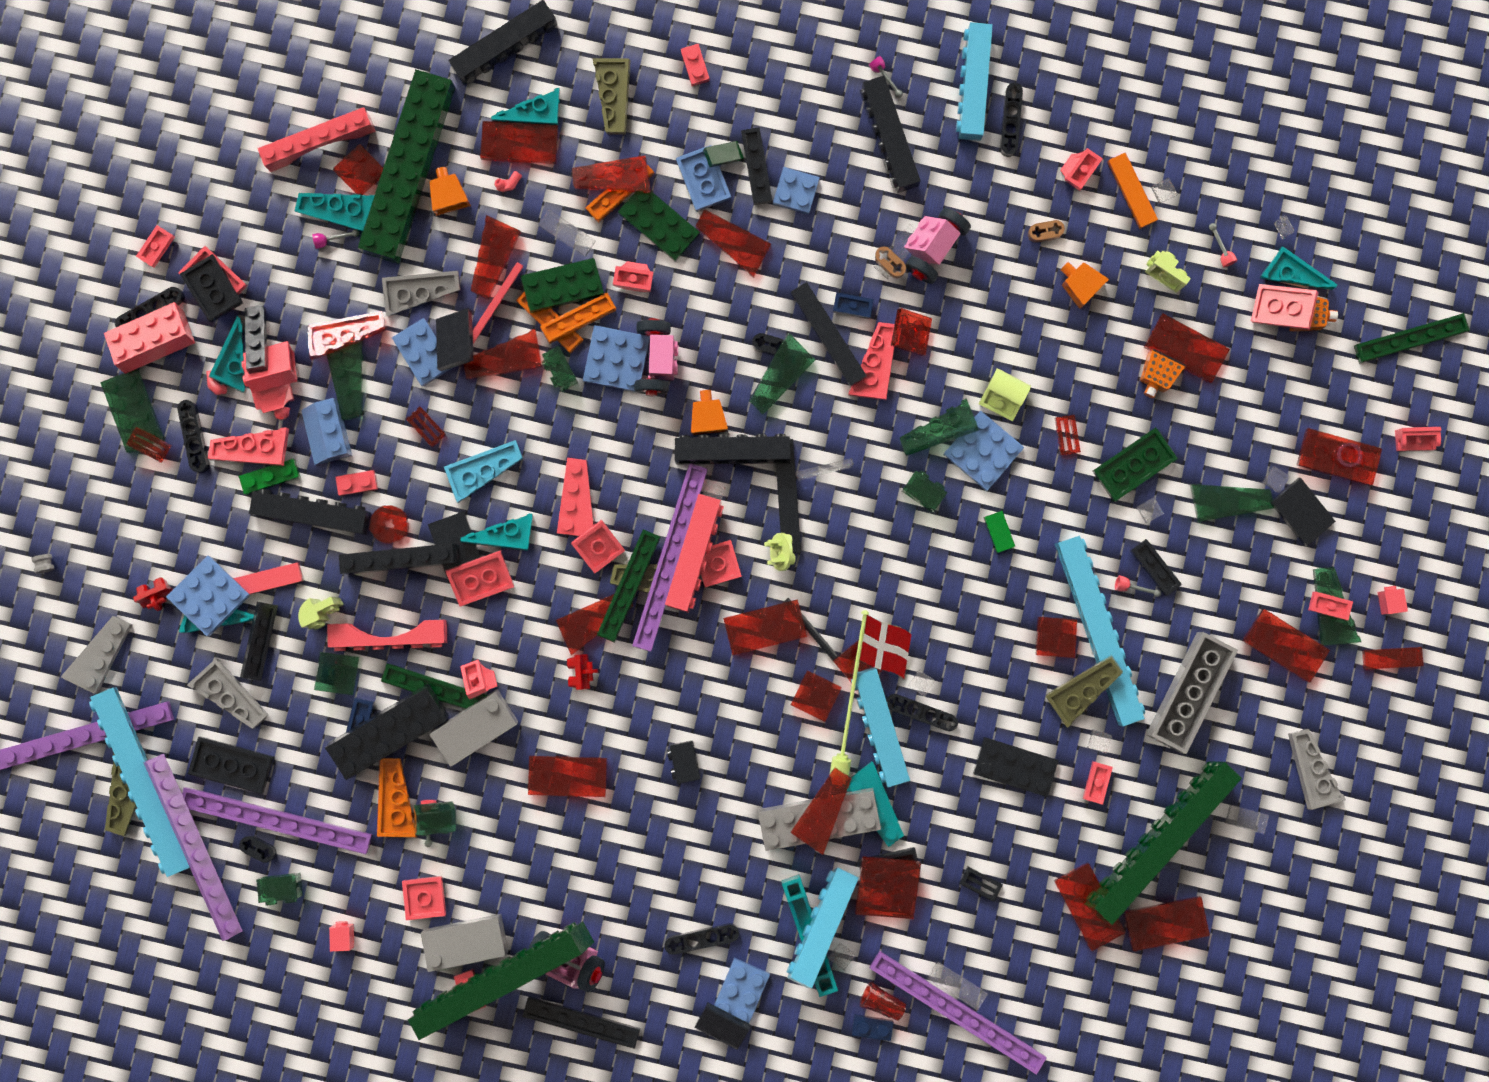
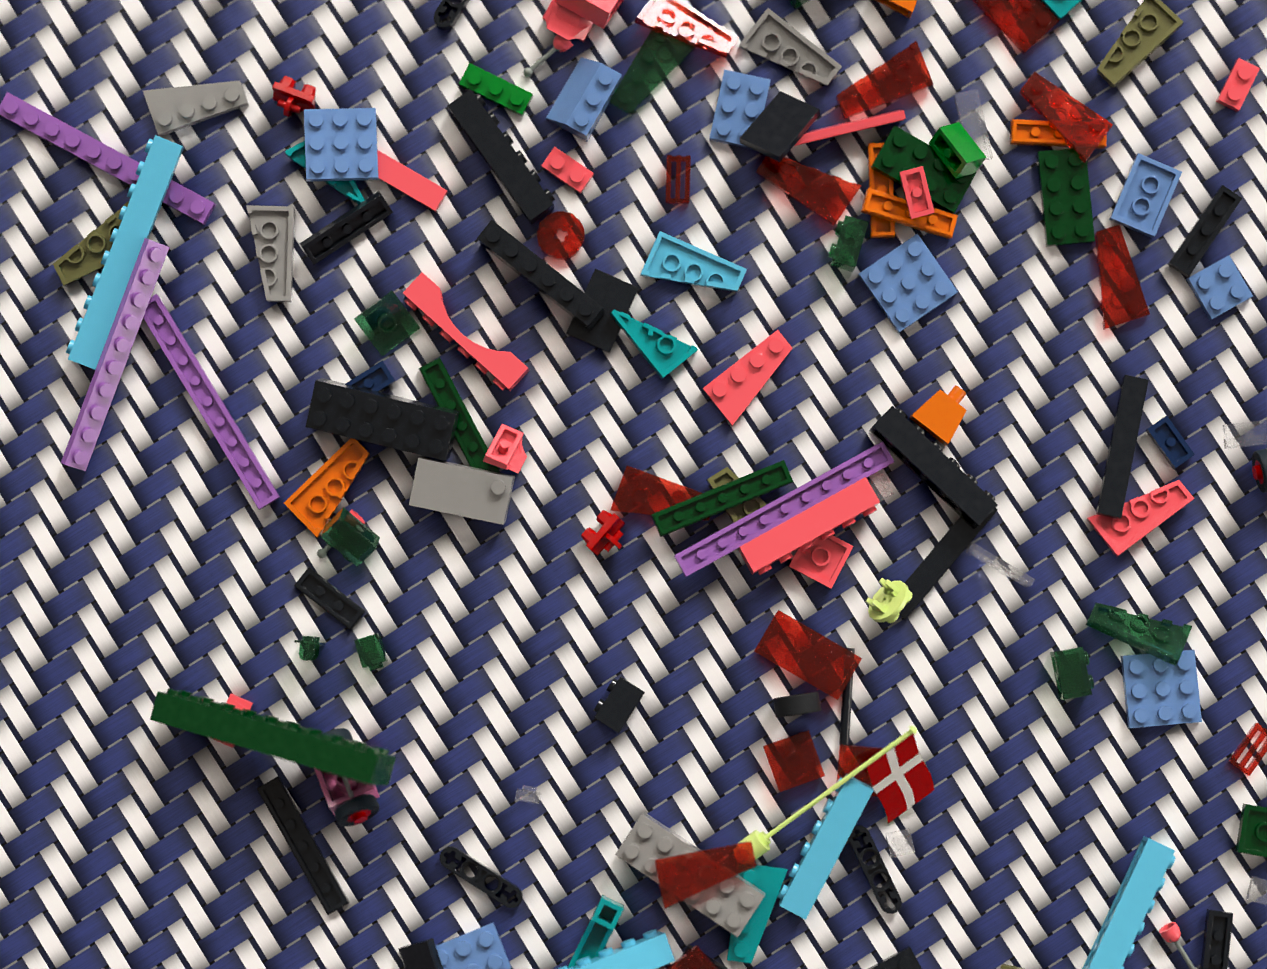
camera: 45 degrees right, 0 degrees up
(230, 765) = (215, 314): black tile -> none
(257, 448) = (507, 52): coral wing -> none
(259, 844) = (162, 413): black beam -> none
(279, 888) = (155, 465): clear green brick -> none
(314, 612) = (420, 249): yellowish green brick -> none
(341, 936) = (167, 561): coral brick -> none
(424, 898) = (271, 598): coral plate -> none
(458, 864) = (329, 598): none -> black tile
(464, 942) = (269, 673): light grey brick -> none
(473, 905) = (309, 647): none -> clear green hinge
(480, 578) = (595, 362): coral plate -> none
(508, 185) = (962, 32): coral arm -> none
(512, 872) = (371, 651): none -> clear green brick
(567, 776) = (502, 614): clear red plate -> none
(569, 302) = (916, 192): none -> coral plate
(570, 255) = (957, 150): none -> green brick
(598, 546) = (728, 436): coral plate -> none
(633, 277) = (995, 224): coral slope -> none
(662, 357) = (948, 325): brick -> none
(682, 865) = (528, 794): none -> clear plate
(723, 154) = (1185, 191): tile -> none
(767, 339) = (1063, 400): black beam -> none
(785, 368) = (1048, 440): clear green wing -> none
(786, 662) = (797, 704): none -> black tyre
(893, 258) = (1248, 435): medium nougat beam -> none
(911, 331) = (1200, 517): clear red plate -> none
(999, 531) = (1104, 776): green tile -> none
(1004, 394) = (1230, 657): yellowish green brick -> none
(1056, 637) = (1063, 921): clear red plate -> none

